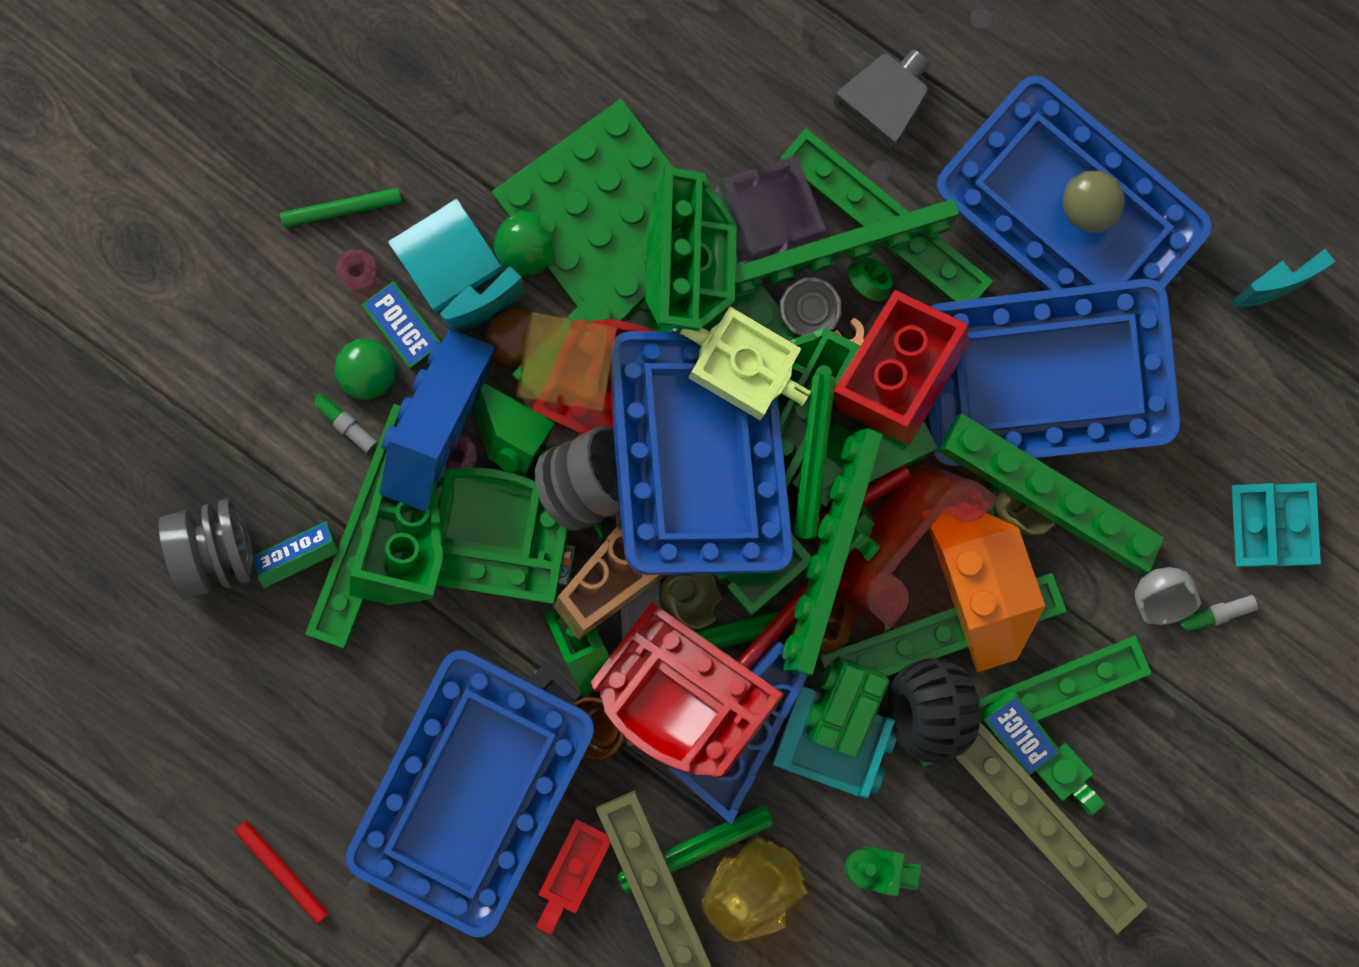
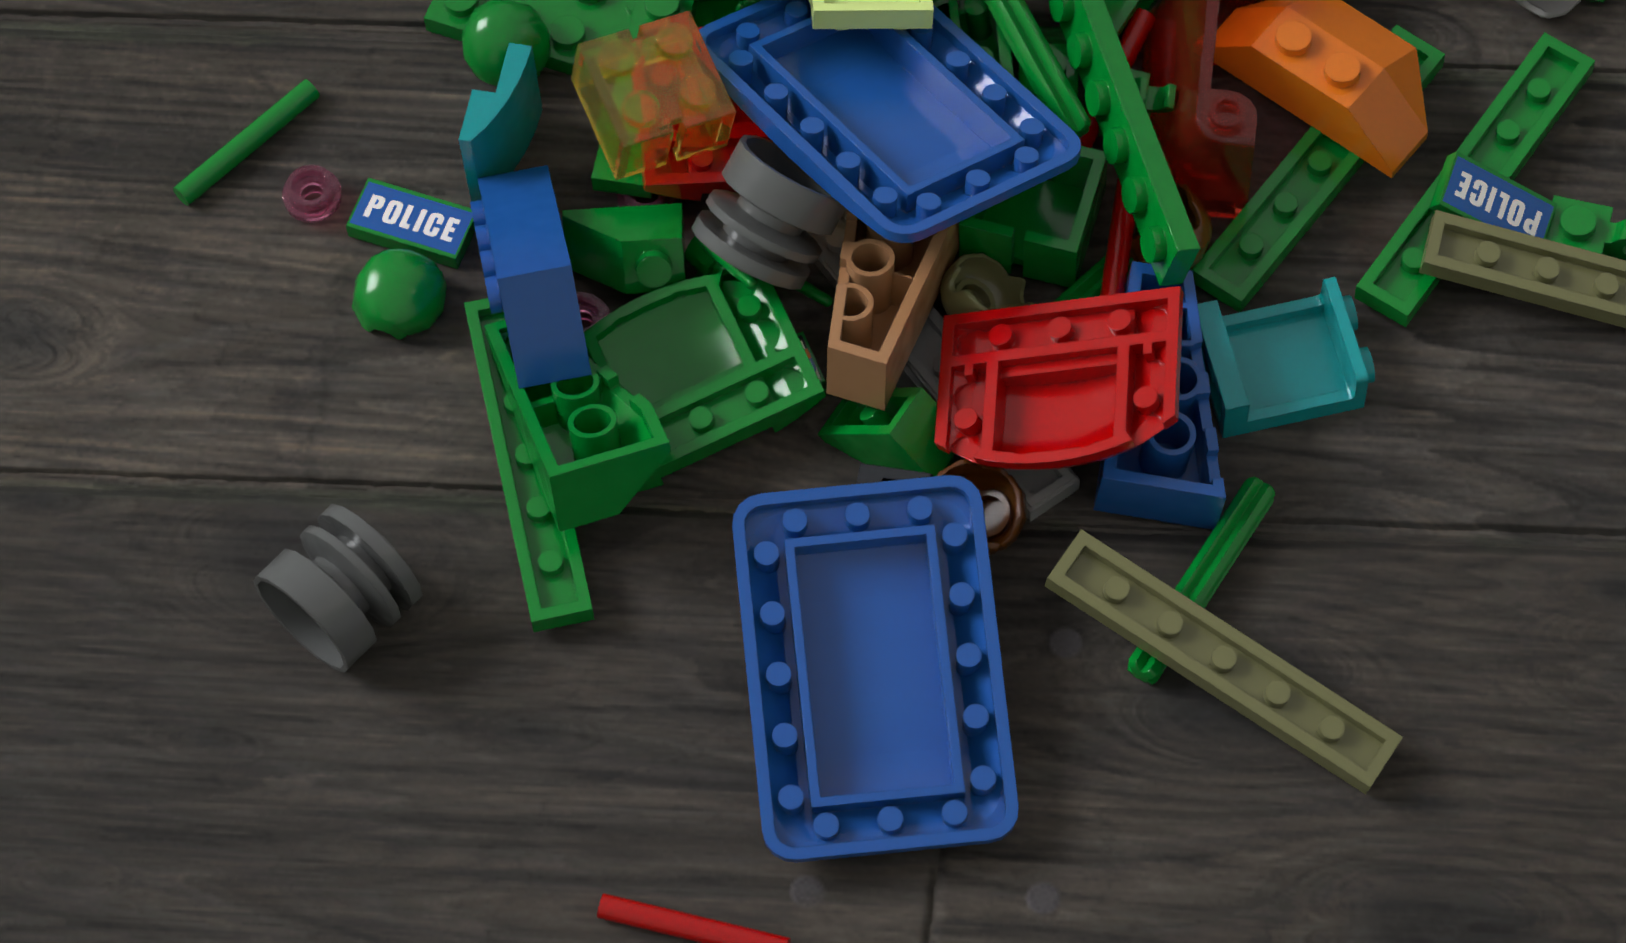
camera: 25 degrees left, 20 degrees down
(295, 554) = (458, 539): tile -> none
(345, 423) = (415, 368): light grey piece -> none
(445, 255) = (410, 116): teal slope -> none
(508, 334) = (568, 148): reddish brown hair -> none
(572, 872) = (1069, 696): red plate -> none
(753, 891) = (1308, 583): clear yellow hair -> none
(846, 706) = (1265, 292): green brick -> none
(881, 871) = (1449, 446): green hips -> none
(934, 710) = (1373, 234): black wheel -> none

